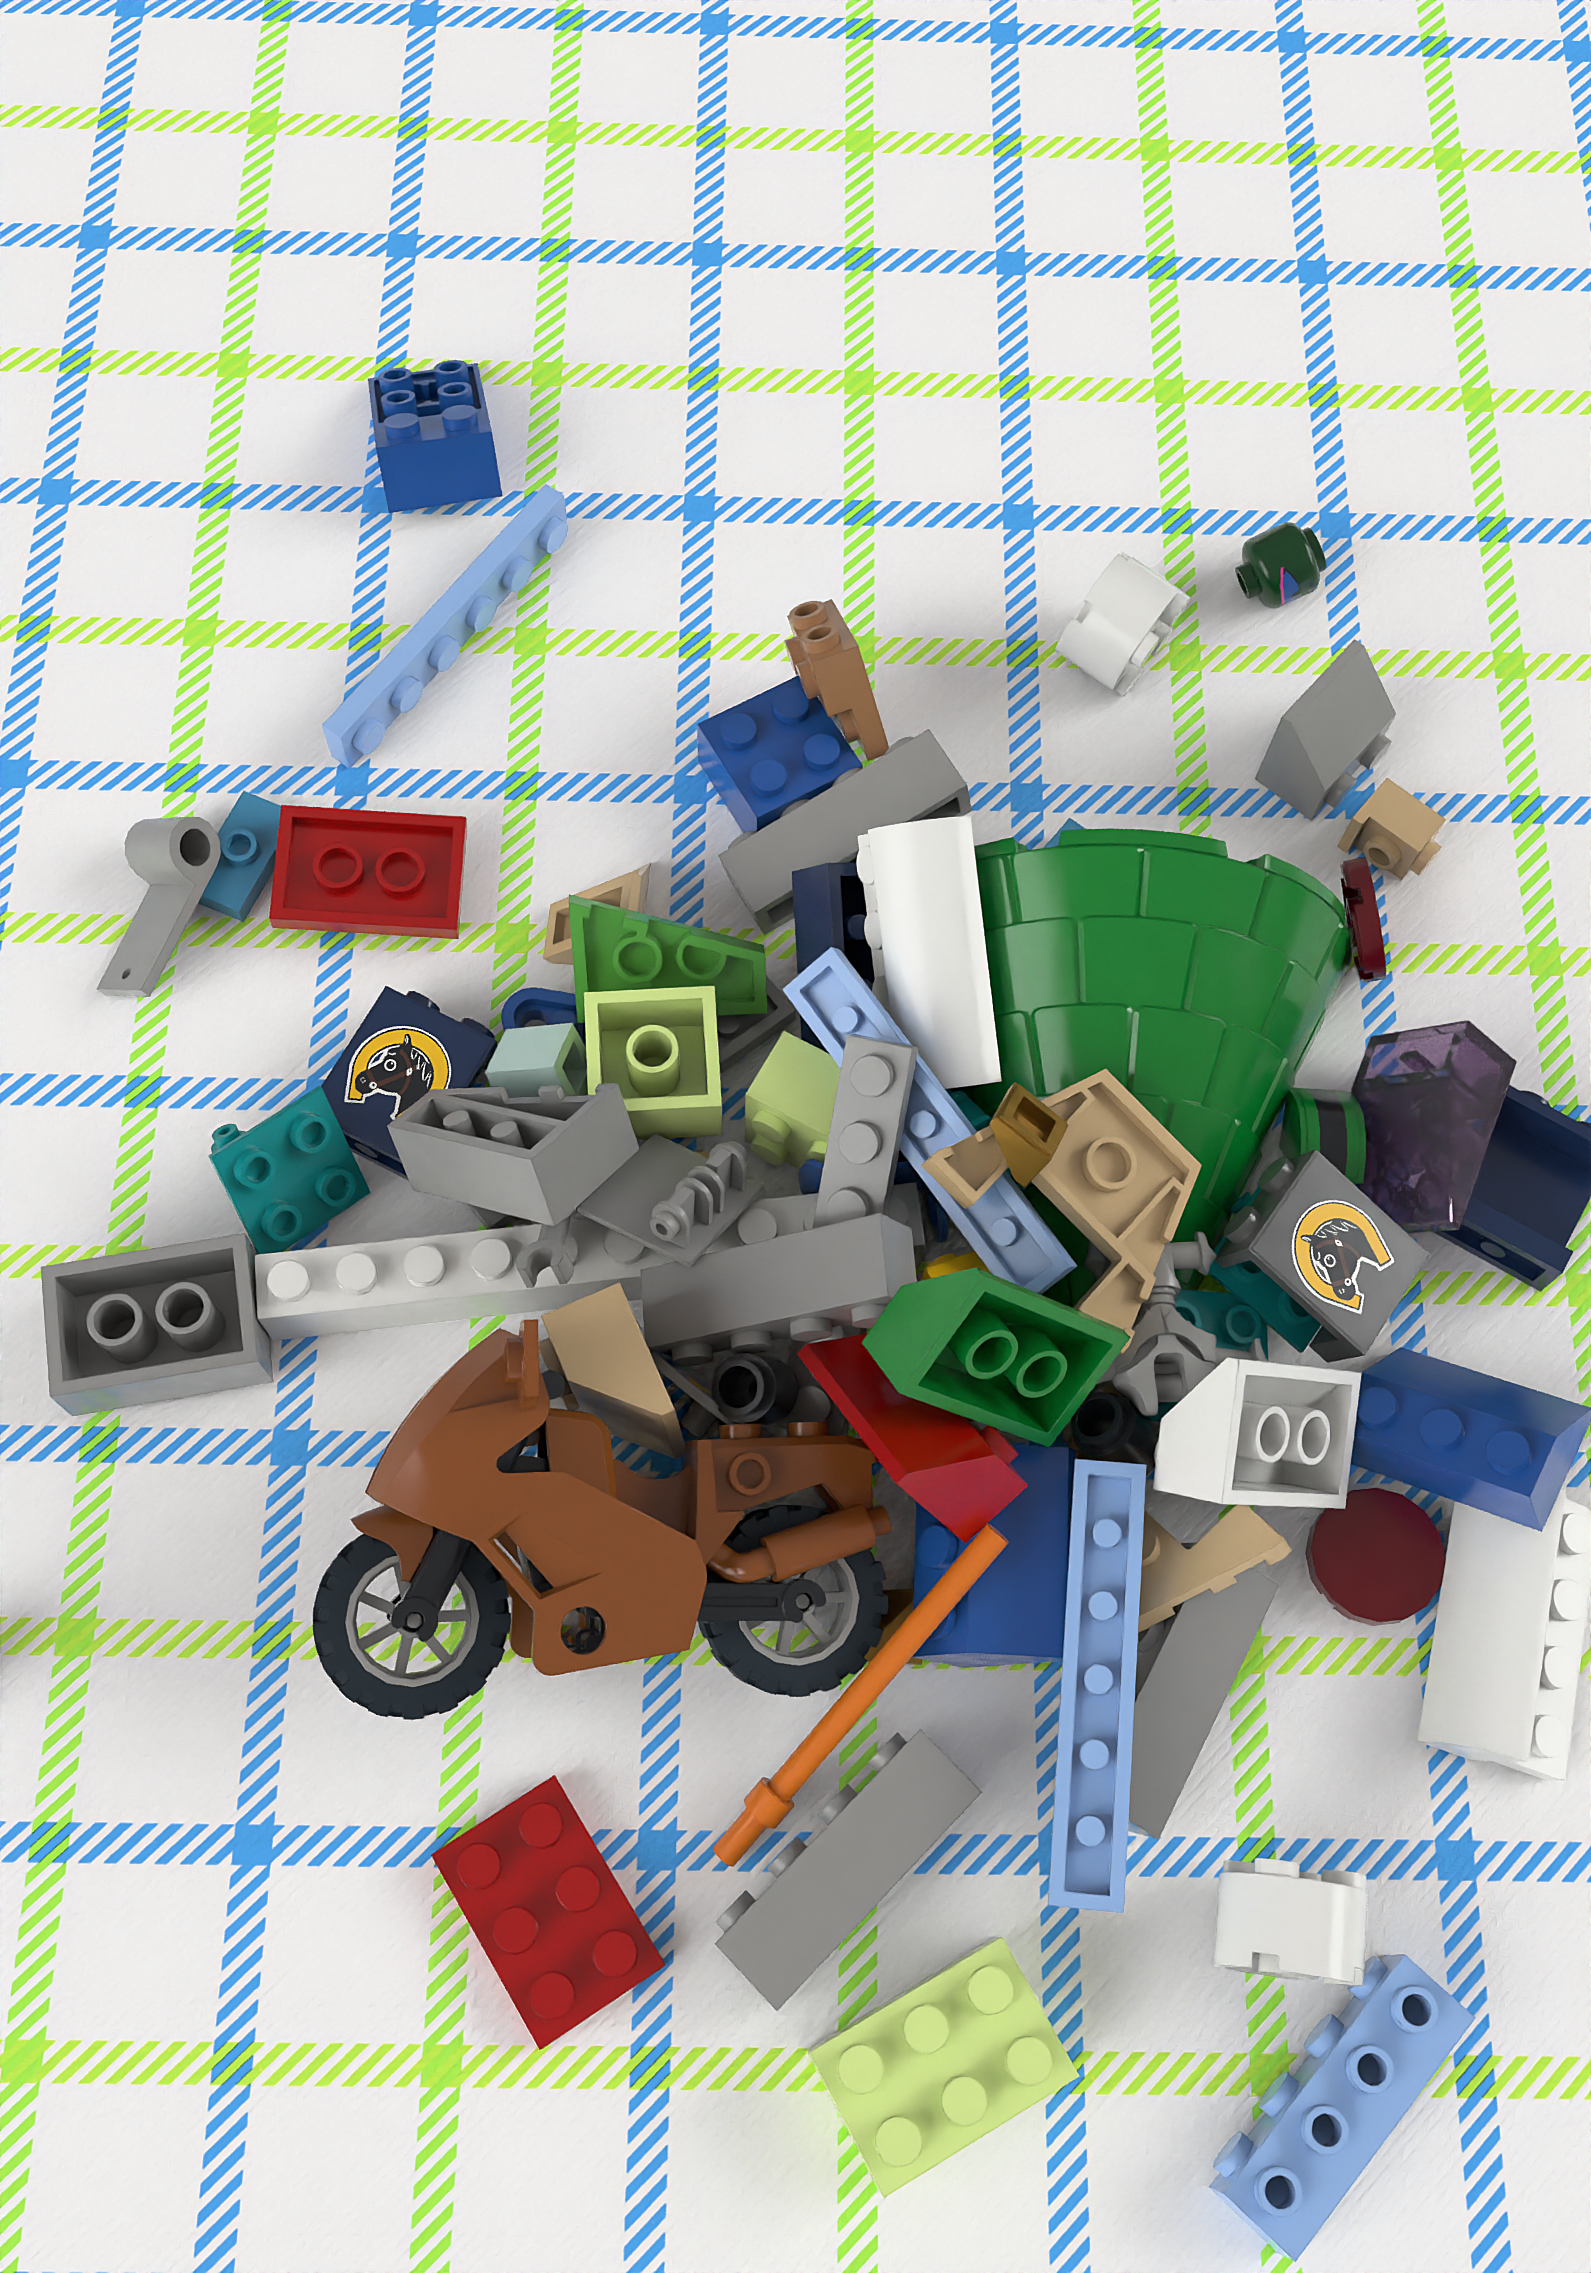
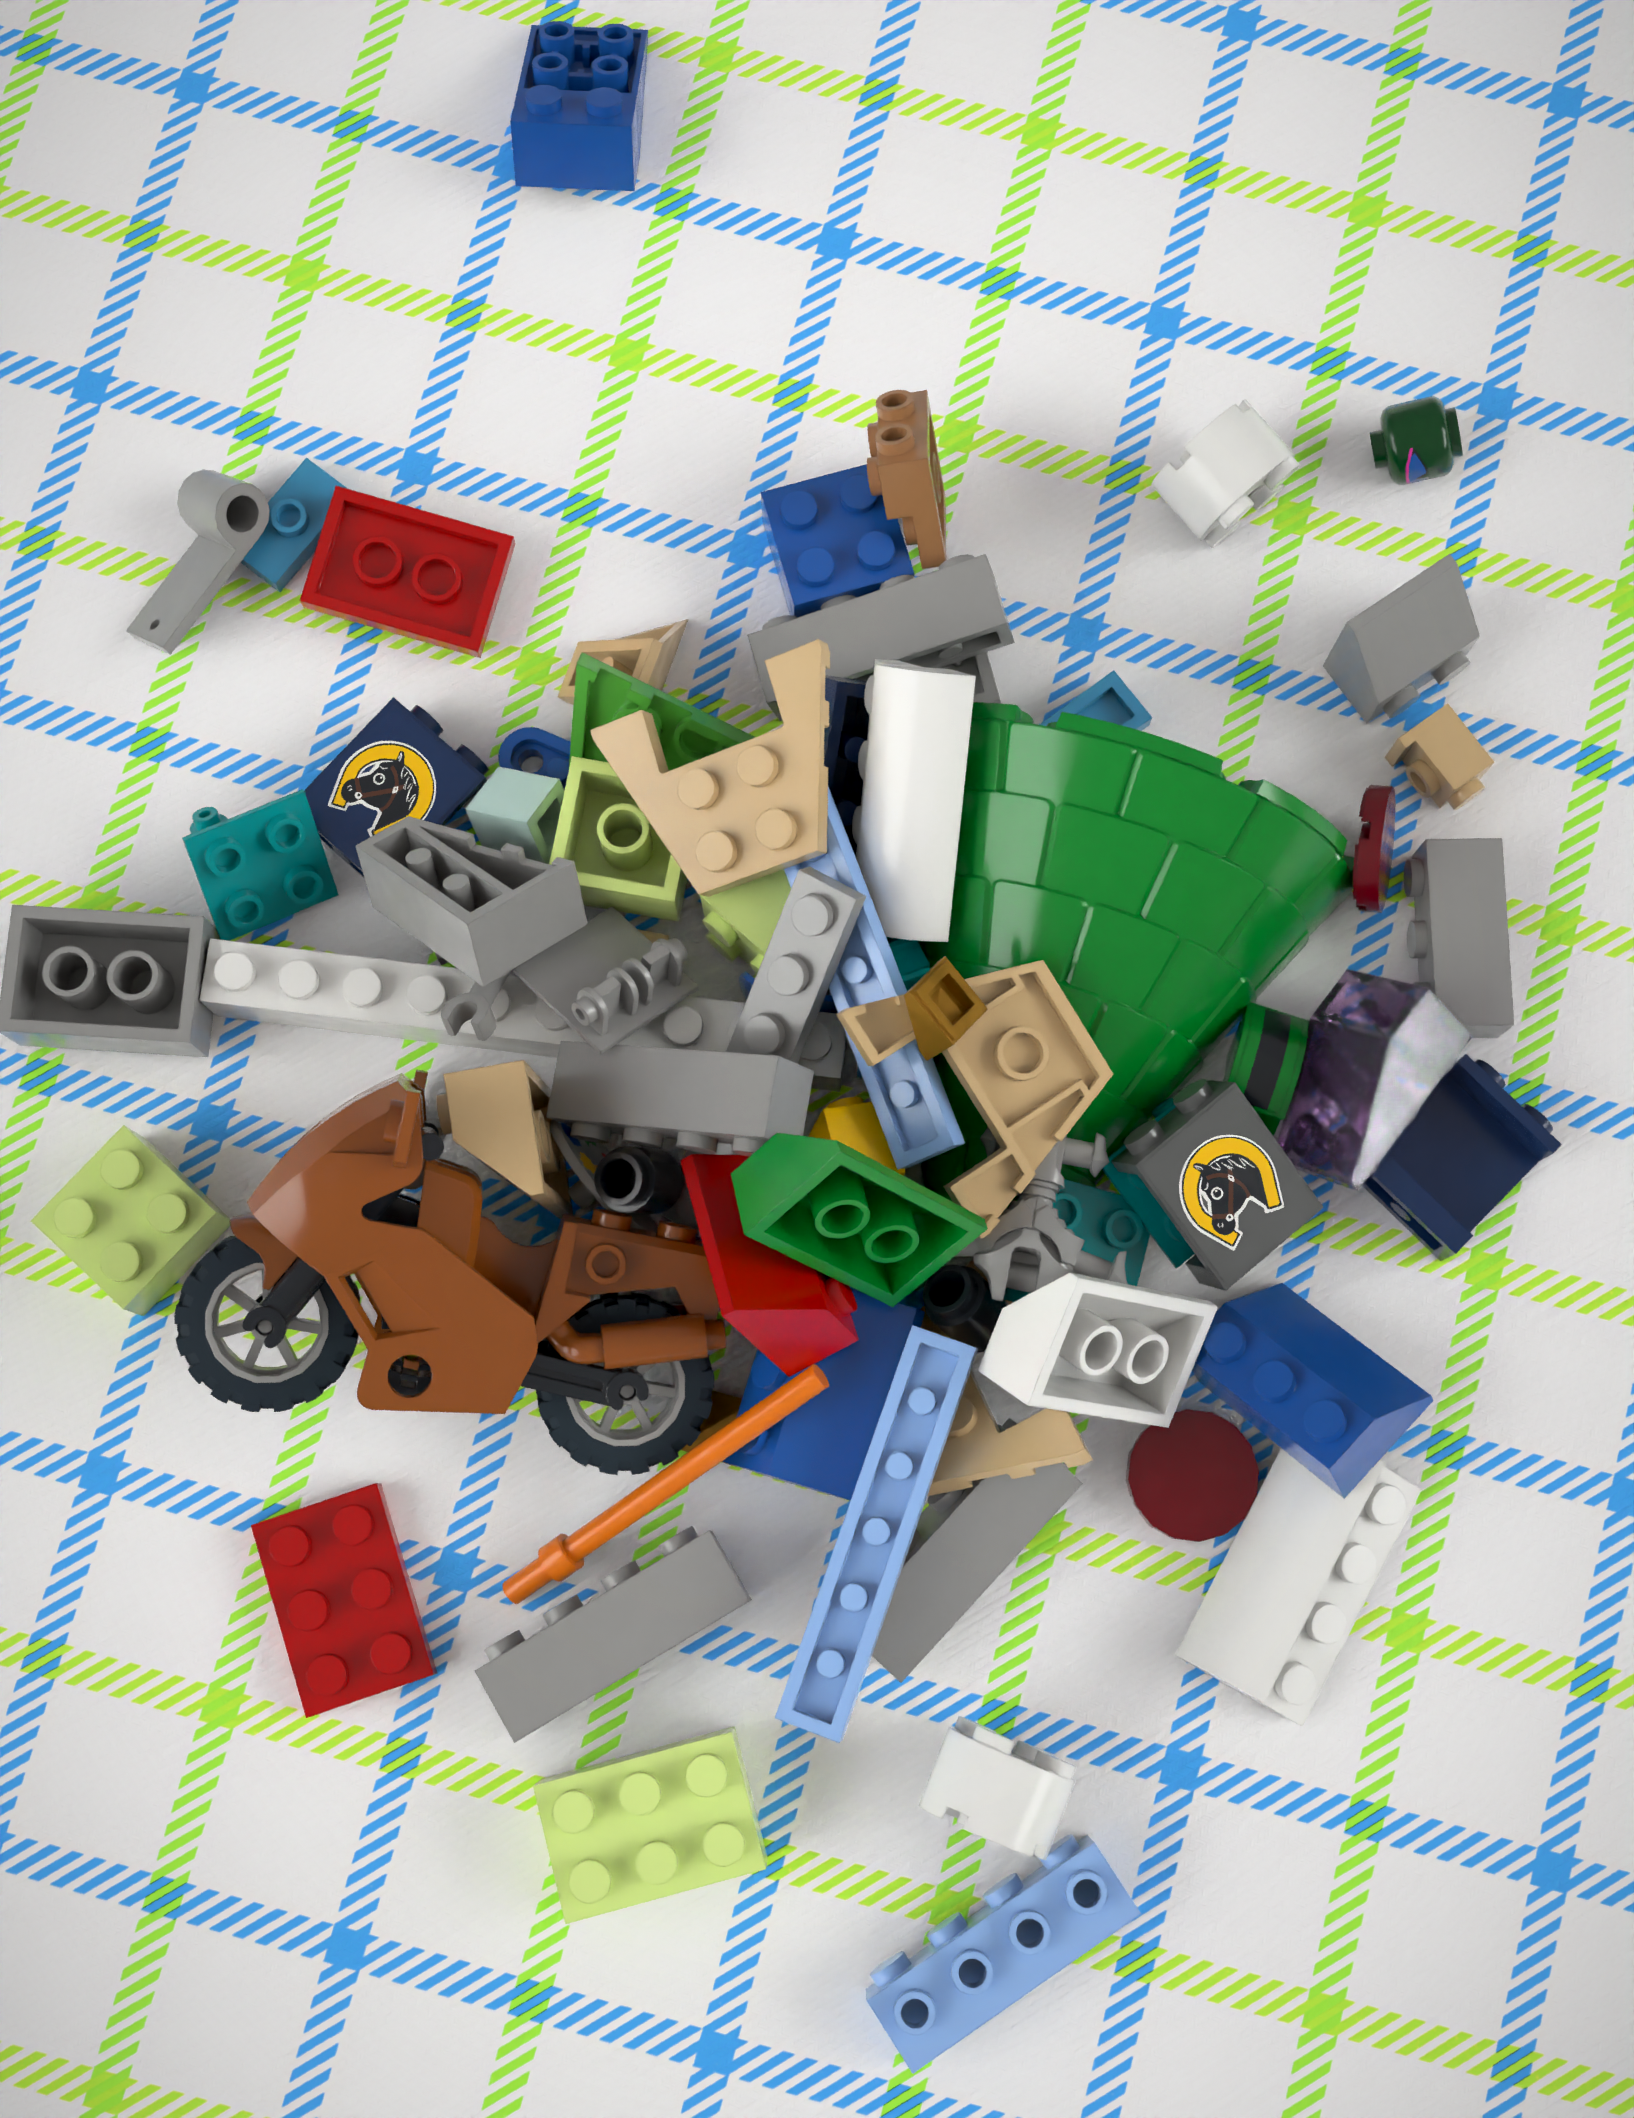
camera: 20 degrees right, 10 degrees up
(233, 1563) = (132, 1221): none -> yellowish green brick
(438, 636) = (531, 335): light blue plate -> none
(773, 992) = (745, 805): none -> tan wing
(1463, 970) = (1462, 930): none -> light grey brick

